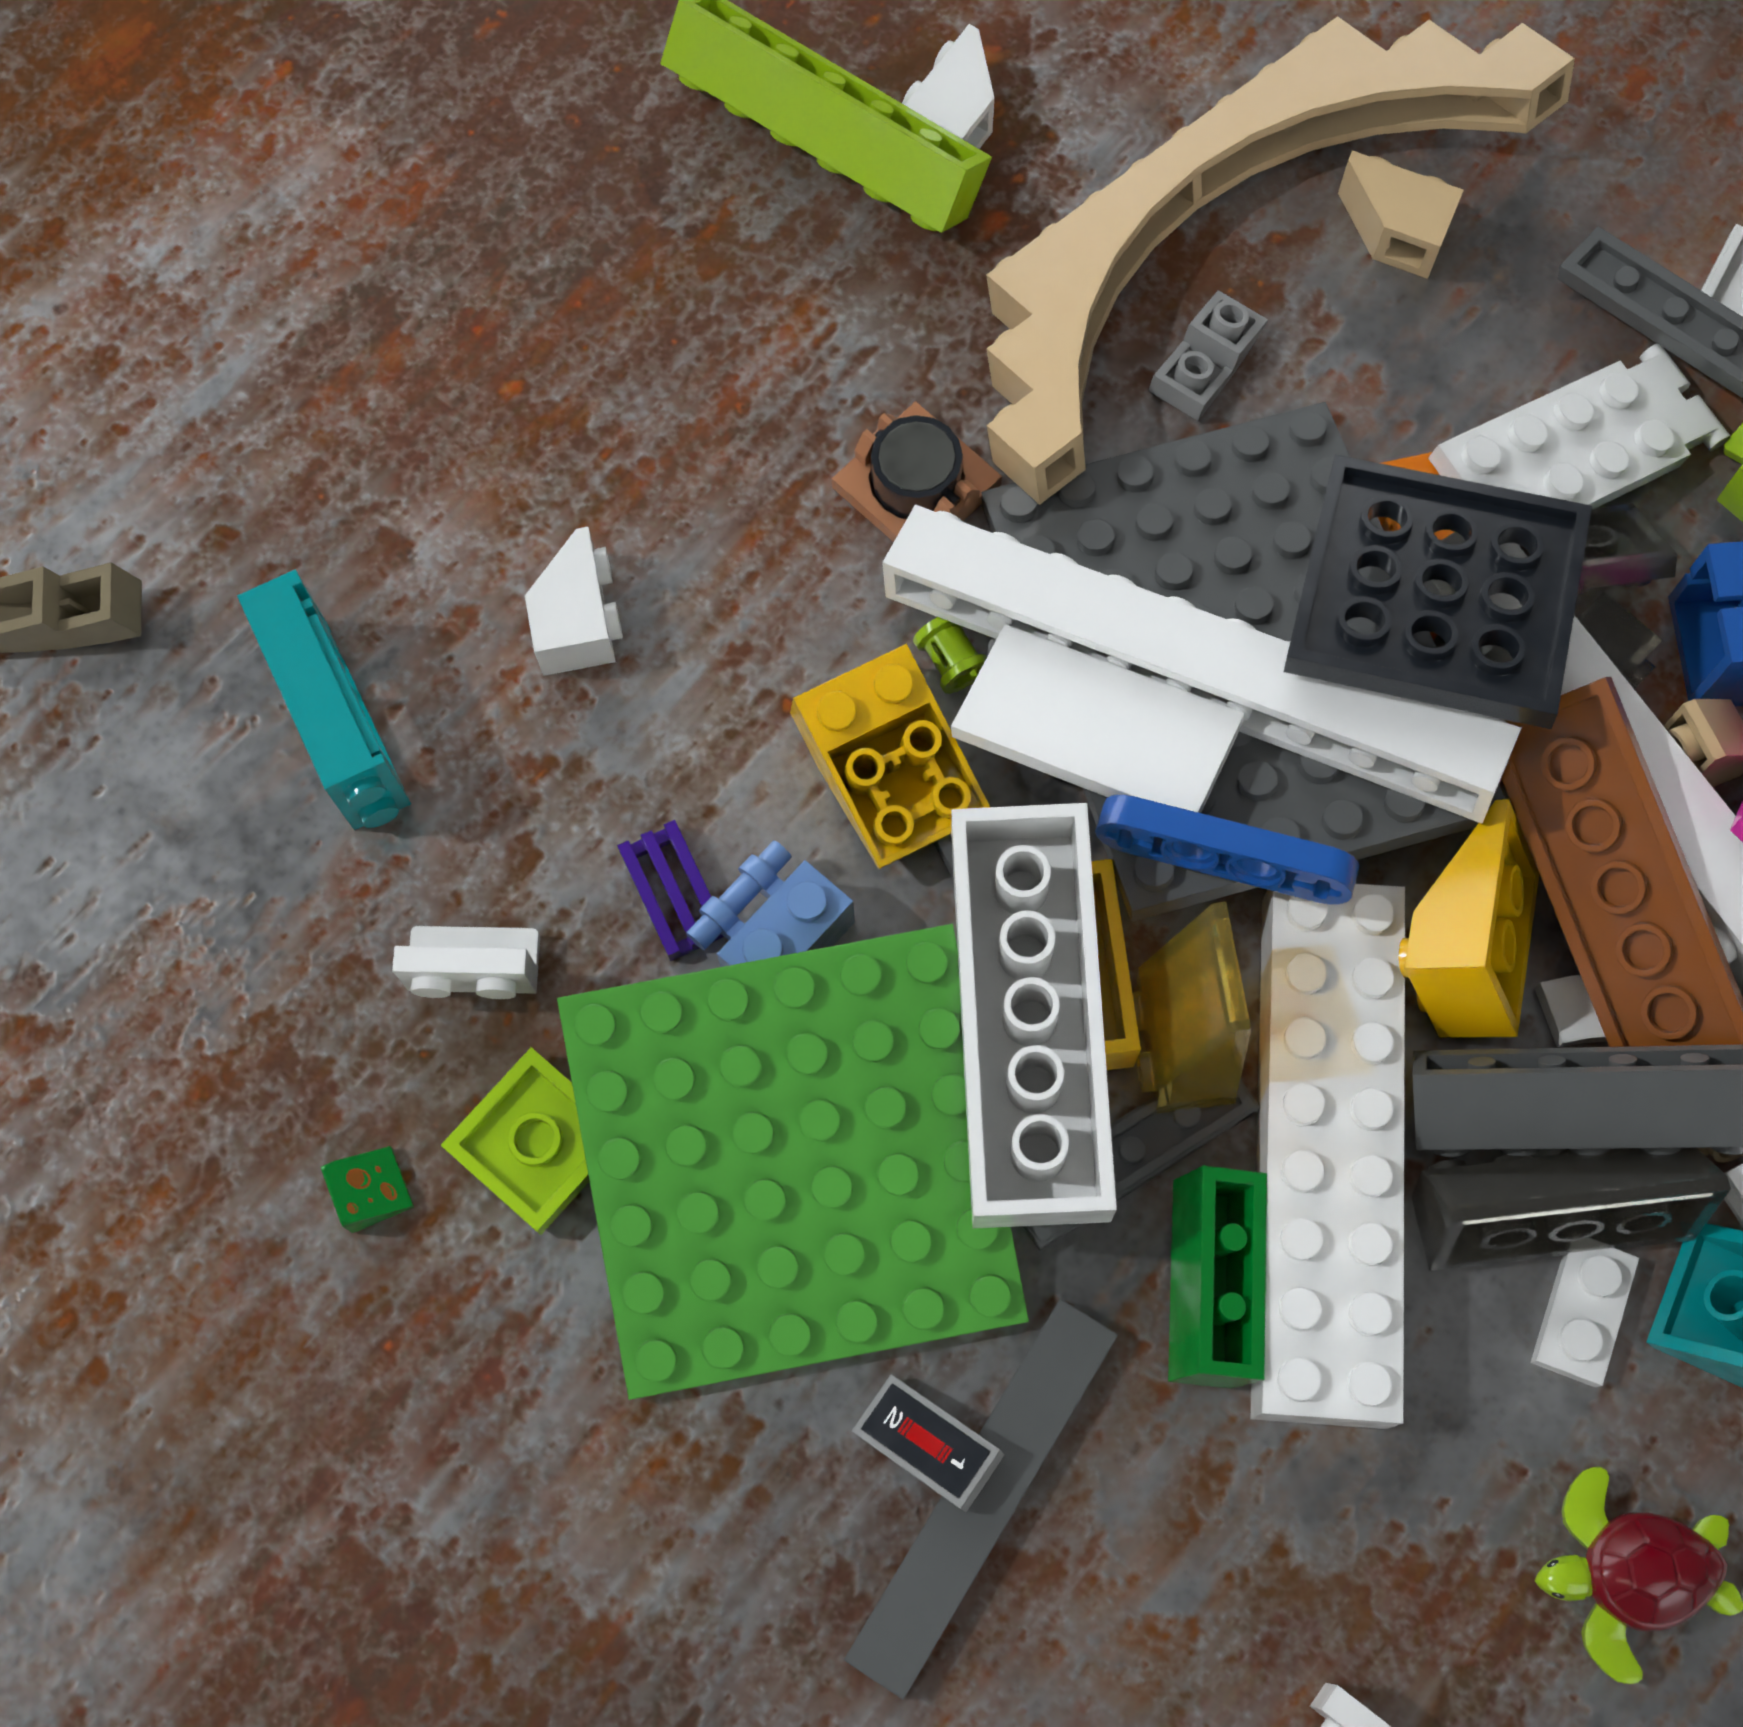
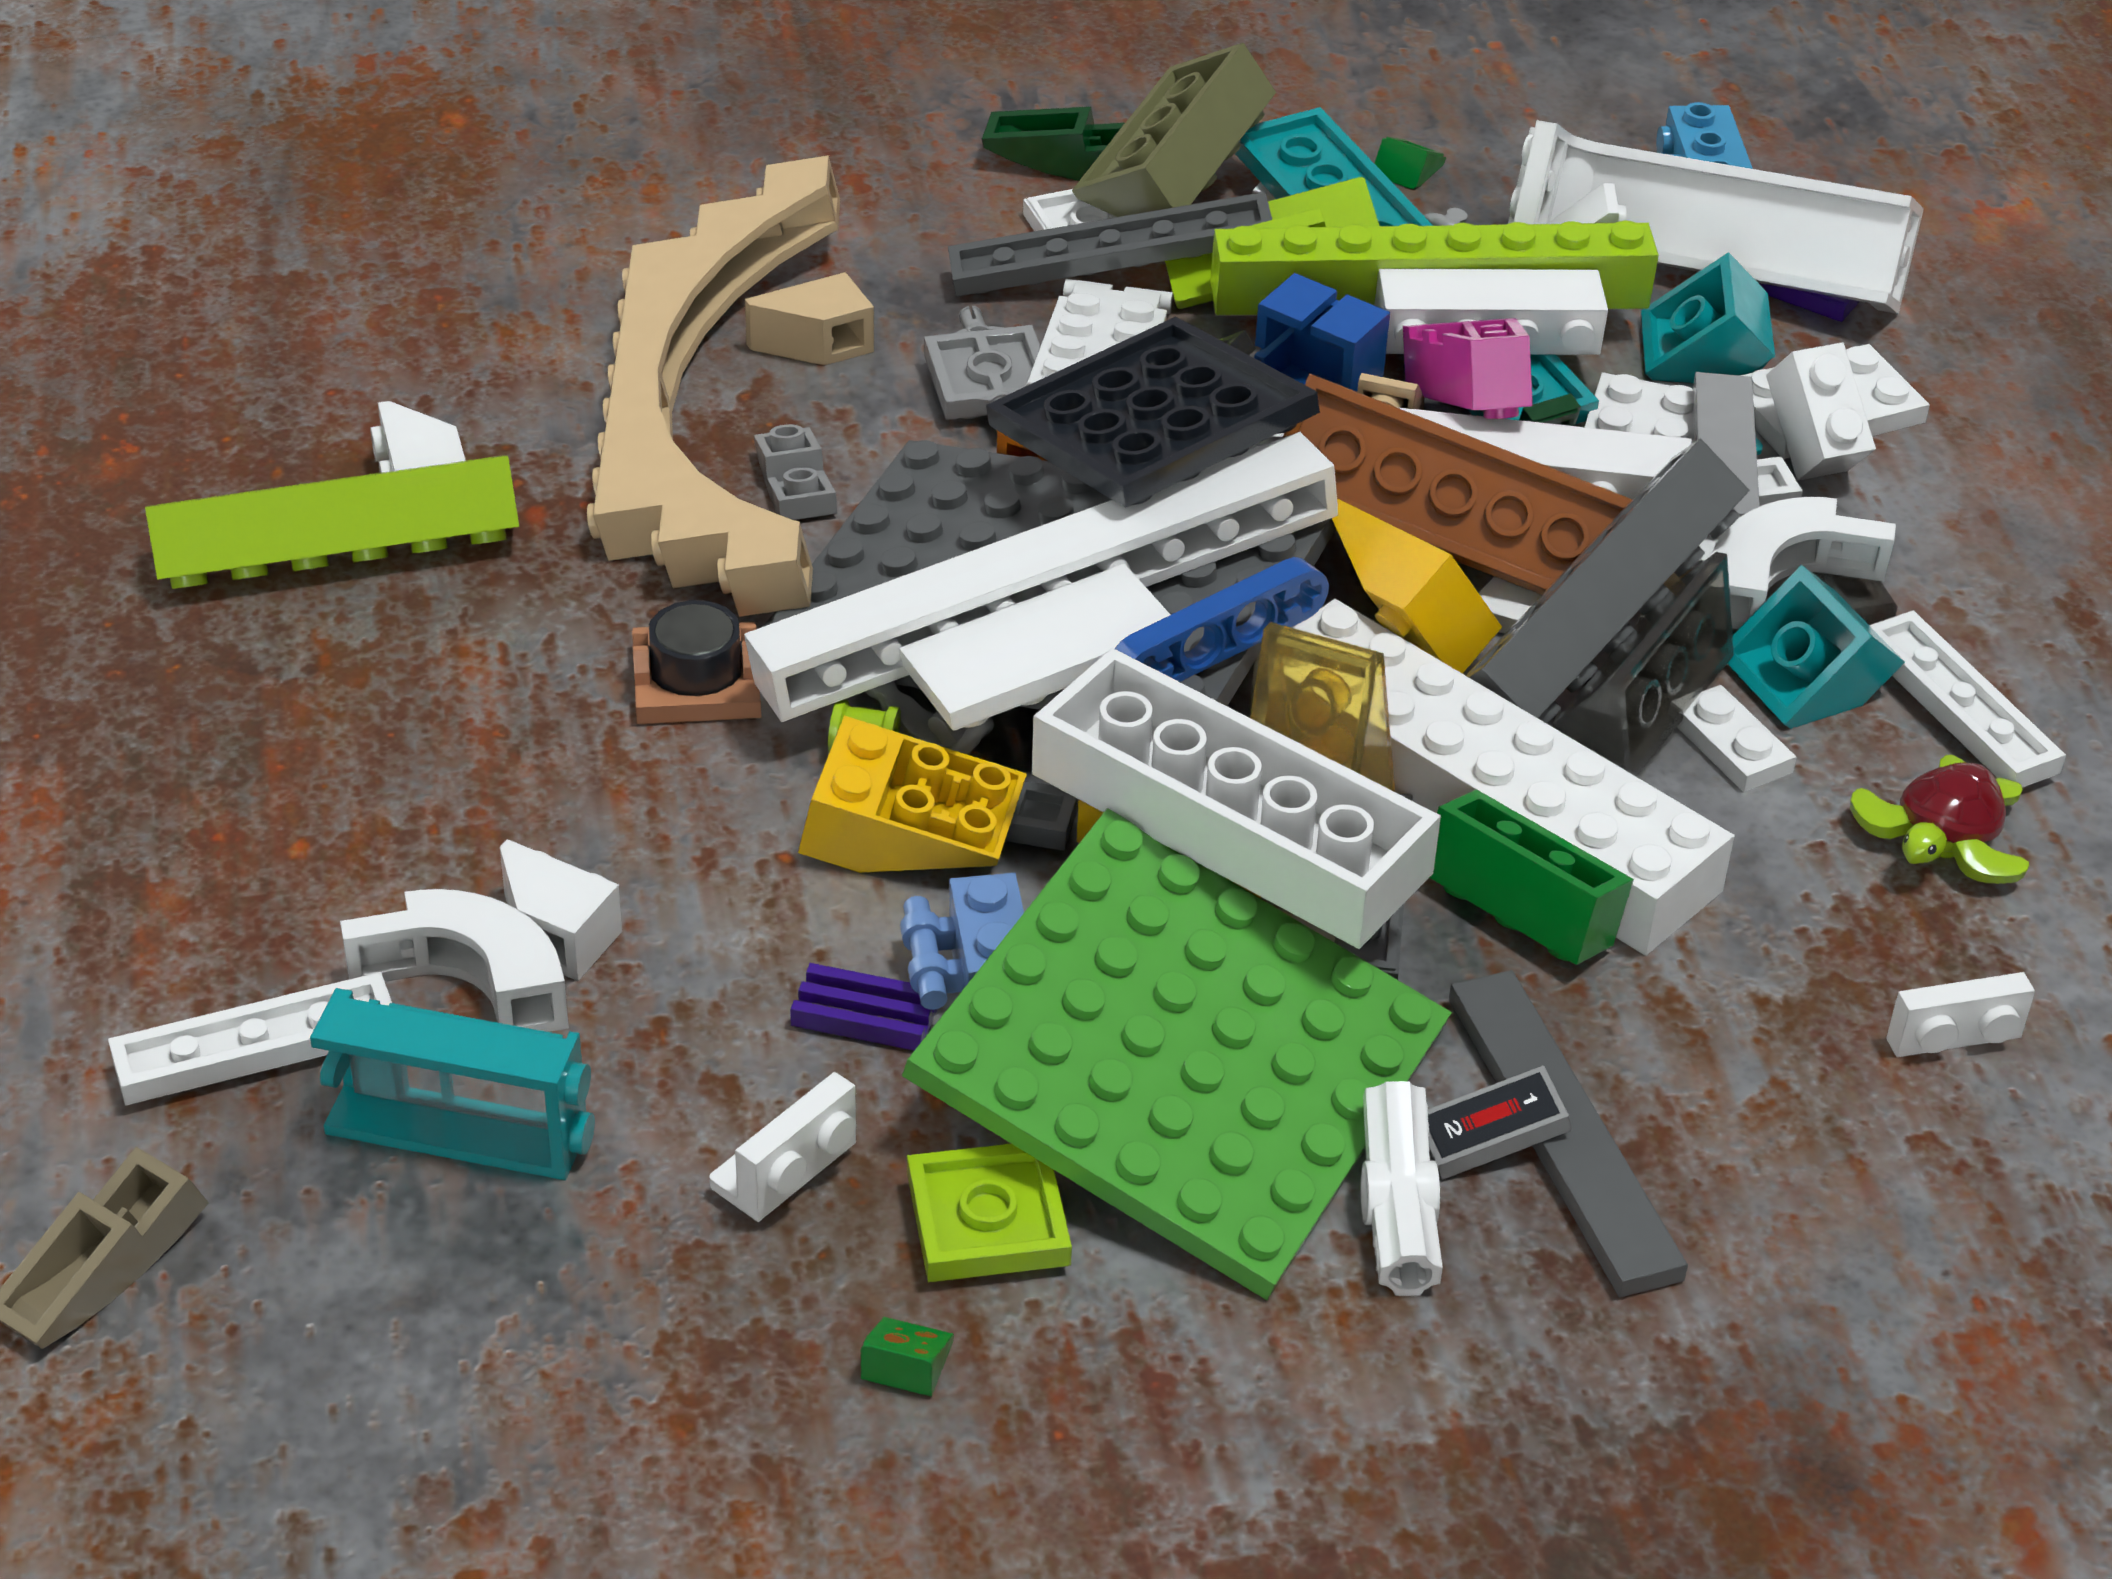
camera: 55 degrees left, 30 degrees down
(297, 531) = (228, 1041): none -> white plate
(494, 635) = (469, 940): none -> white arch
(793, 1424) = (1401, 1188): none -> white piece
(1471, 377) = (979, 364): none -> light grey plate

